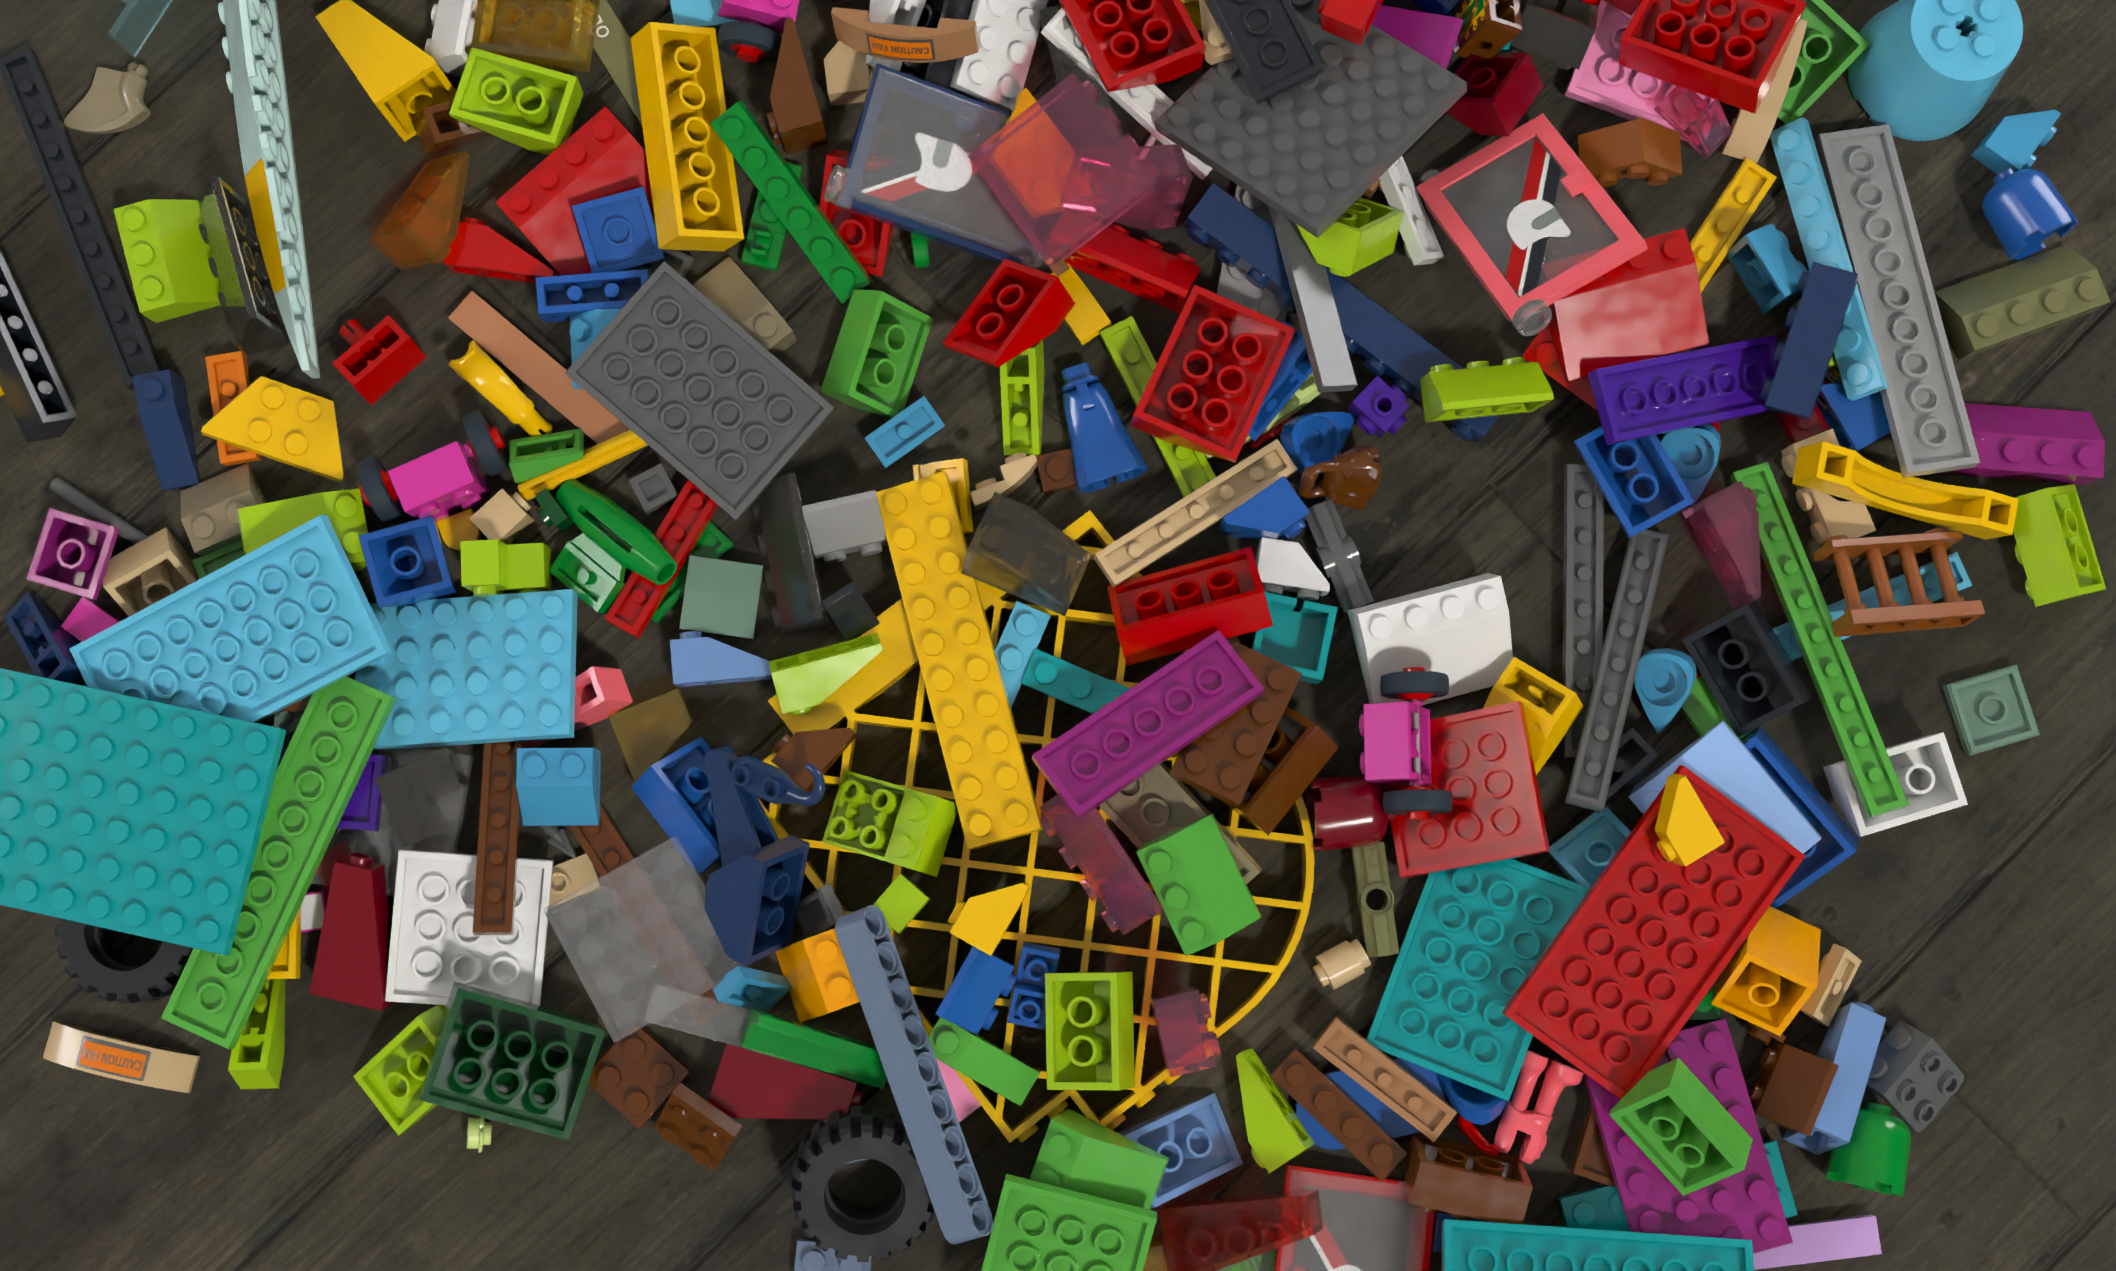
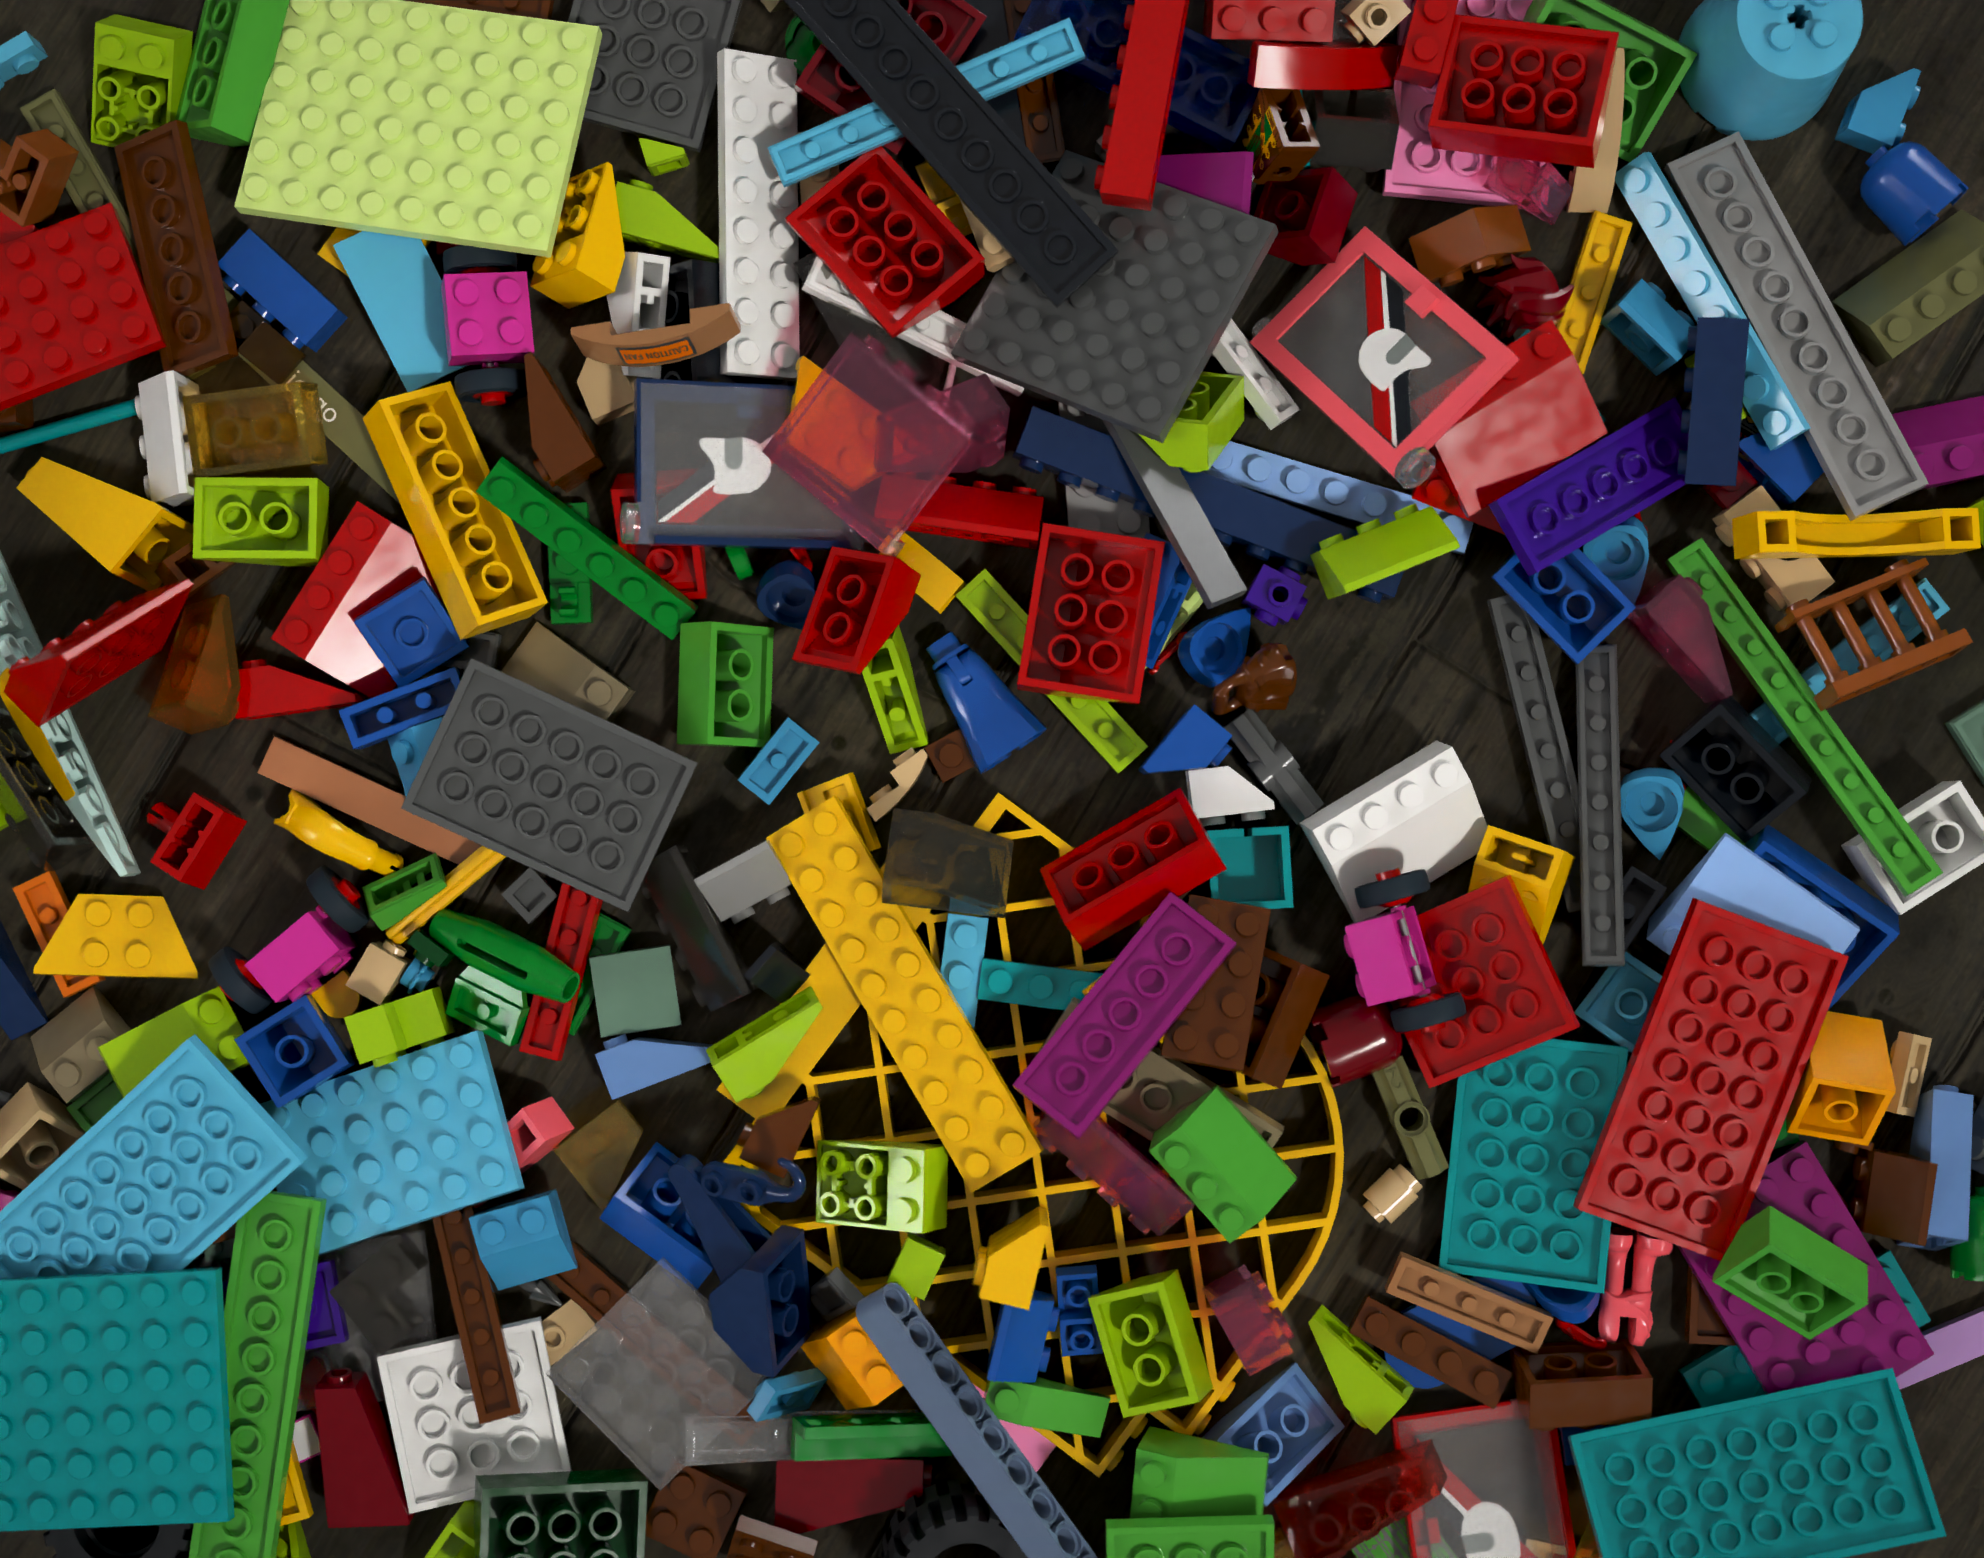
camera: 10 degrees left, 5 degrees up
(341, 170) = (95, 653): none -> red slope
(533, 531) = (416, 976): none -> dark azure plate
(954, 287) = (788, 590): none -> dark blue piece
(1193, 513) = (1110, 765): tan plate -> none
(1442, 328) = (1321, 489): none -> light blue plate
(1667, 208) = (1524, 296): none -> dark red hair
(1684, 824) = (1715, 964): yellow slope -> none

